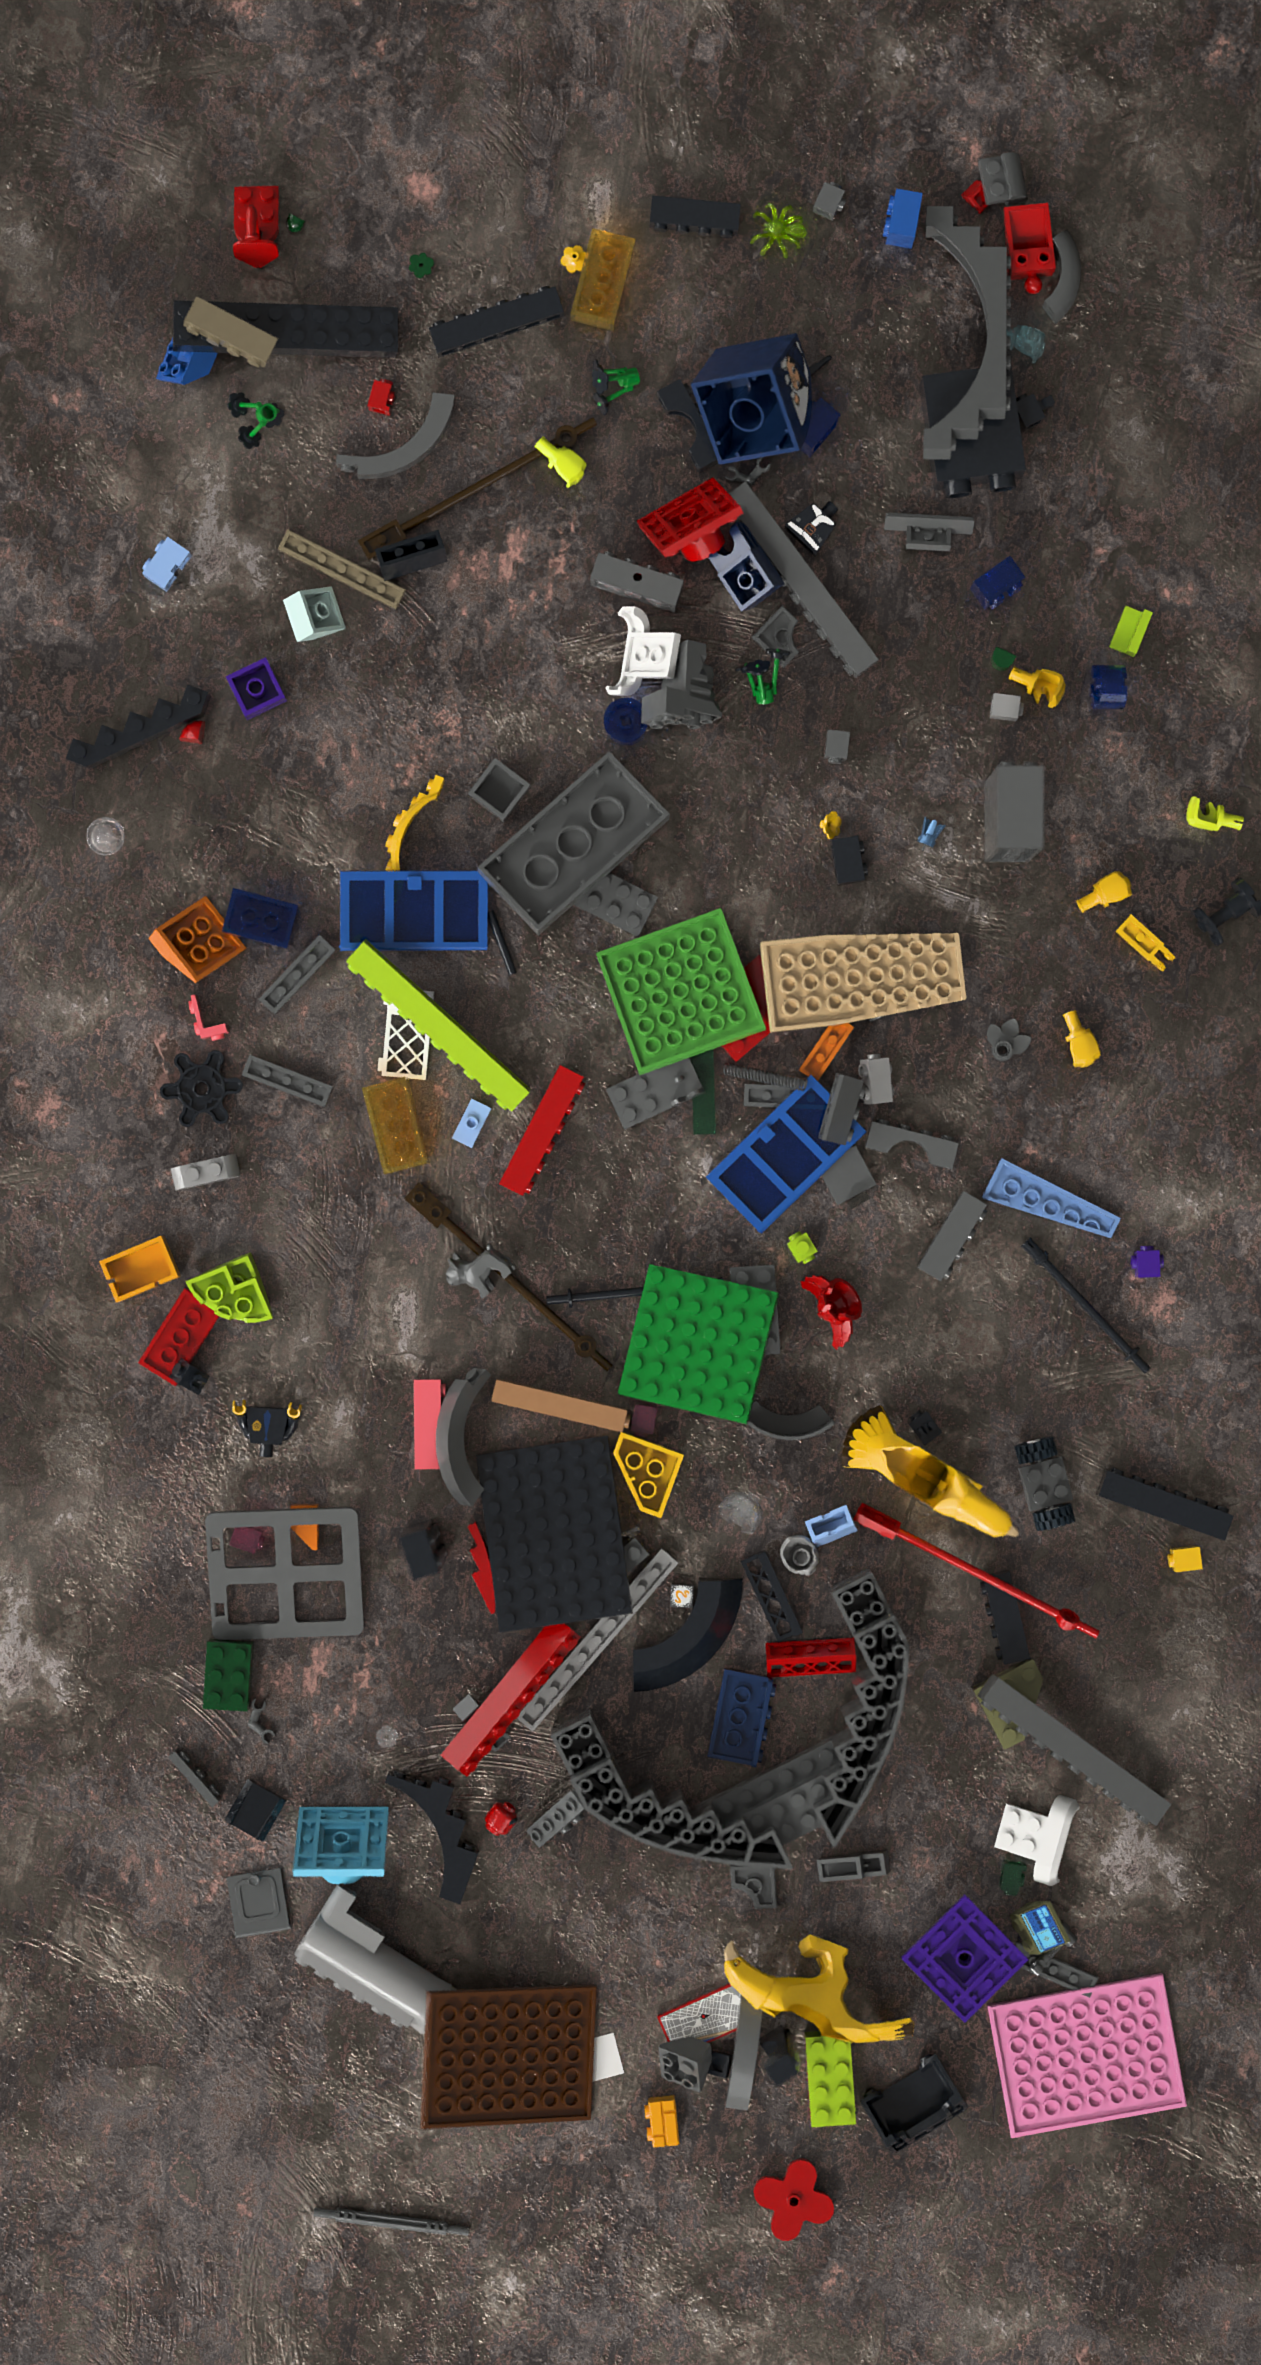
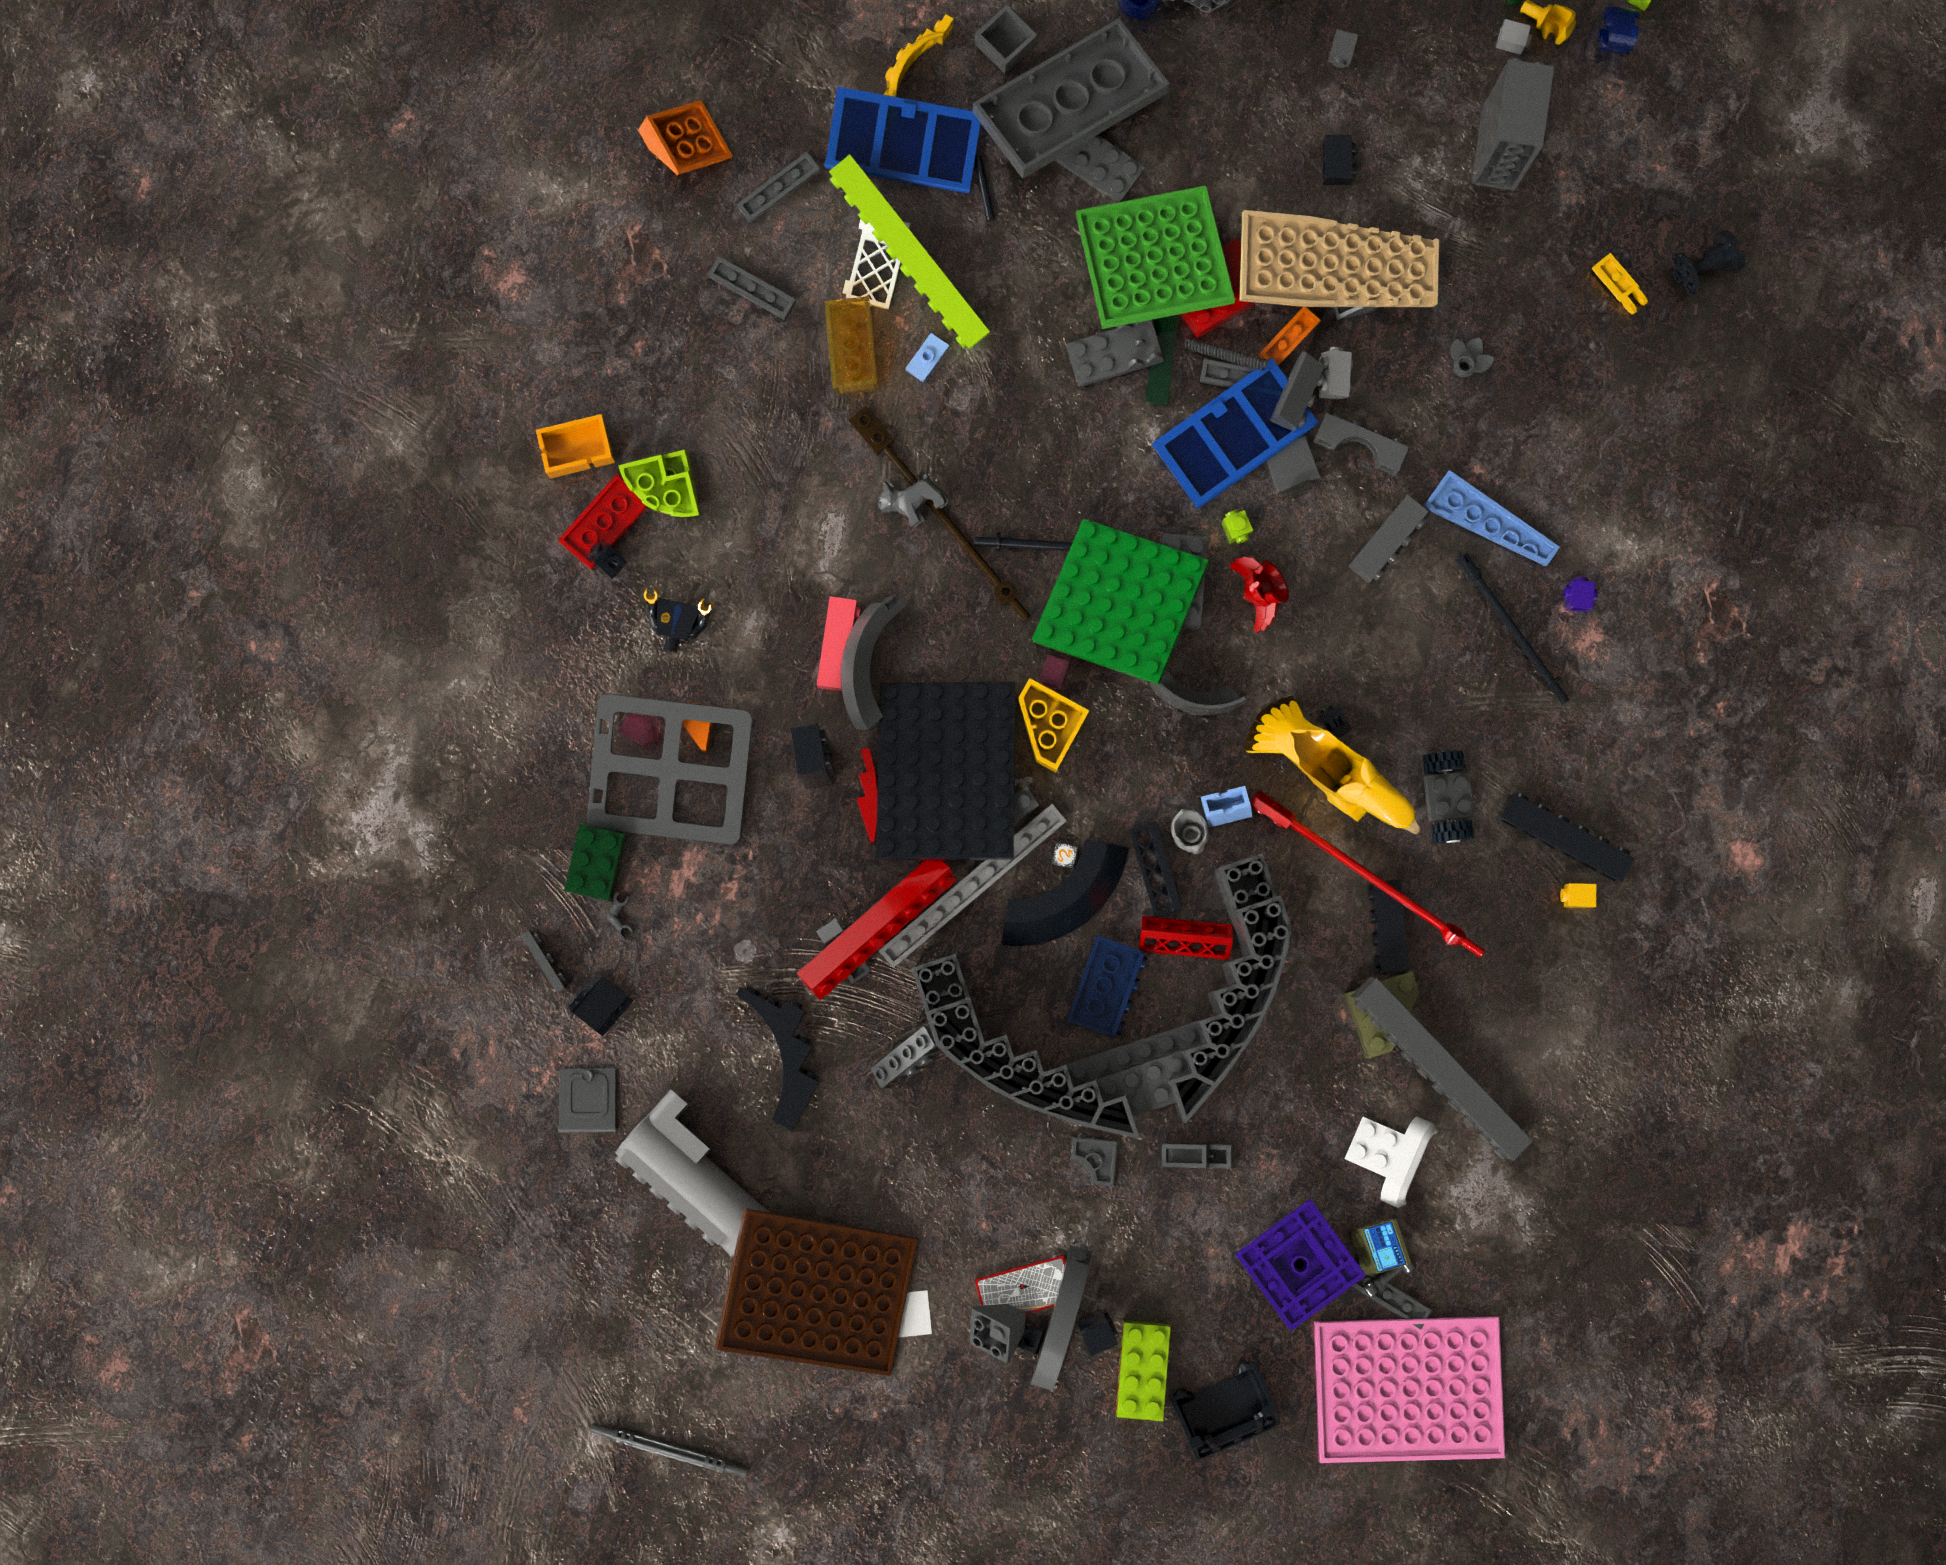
camera: 10 degrees right, 5 degrees down
(105, 836) = (612, 27): clear hat -> none
(185, 1088) = (661, 268): black plate -> none
(205, 1172) = (656, 362): light grey brick -> none
(215, 1032) = (686, 229): coral bracket -> none
(260, 919) = (750, 126): clear blue brick -> none
(341, 1843) = (681, 1048): medium azure piece -> none
(501, 1818) = (847, 1051): red head -> none
(541, 1130) = (995, 374): red brick -> none
(560, 1405) = (972, 643): medium nougat brick -> none
(662, 2120) = (964, 1388): light orange brick -> none
(742, 1510) = (1138, 778): clear cylinder -> none
(798, 2183) = (1092, 1474): red plant -> none
(811, 1998) = (1138, 1281): yellow animal -> none
(831, 824) = (1326, 123): yellow plant -> none
(929, 833) = (1420, 149): flat silver piece -> none
(1012, 1877) = (1358, 1192): clear green brick -> none
(1082, 1042) = (1545, 369): yellow piece -> none
(1107, 890) = (1592, 223): yellow piece -> none
(1214, 817) = (1704, 173): neon yellow piece -> none

